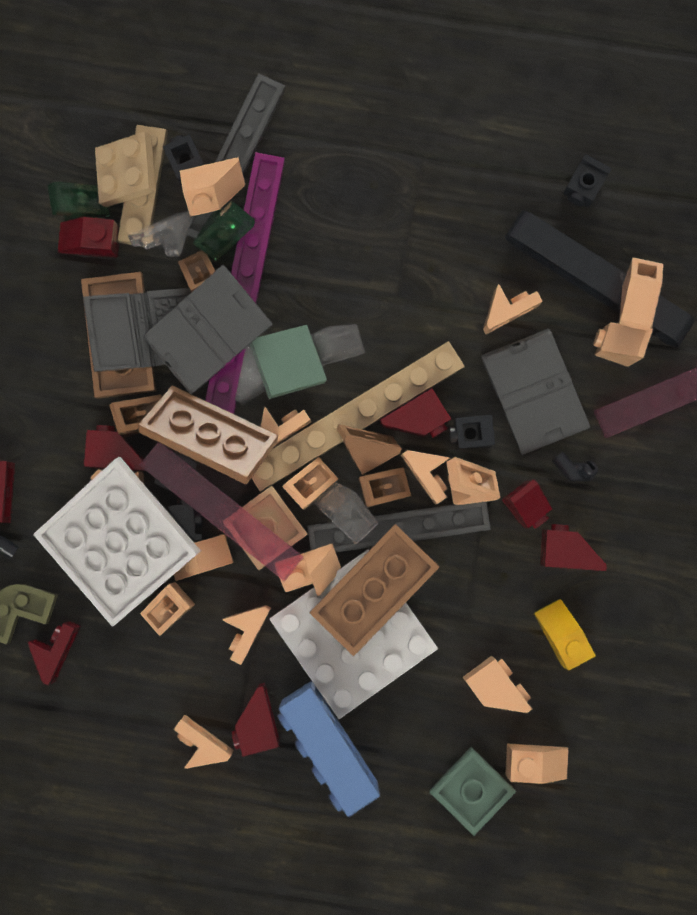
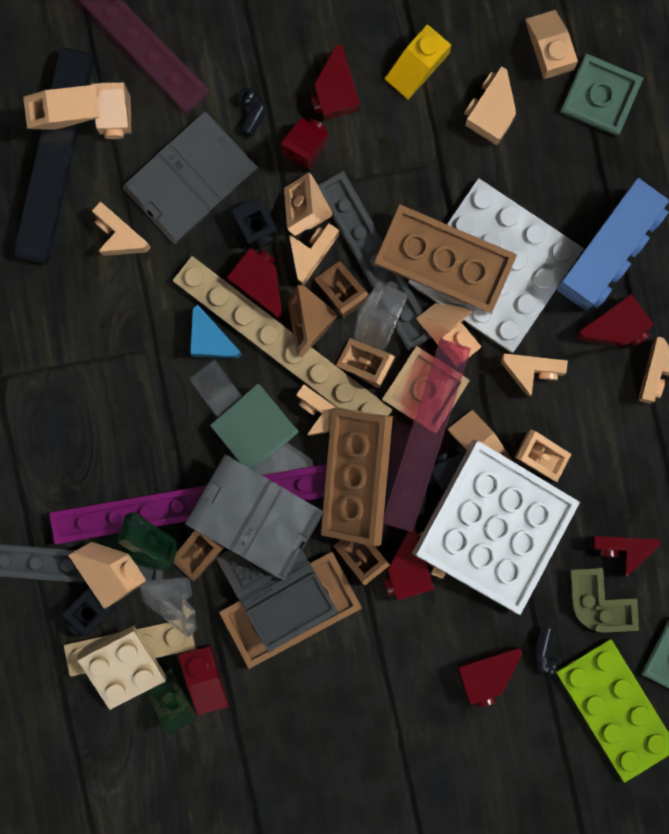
camera: 100 degrees left, 0 degrees up
(384, 353) = (208, 339): none -> dark azure slope

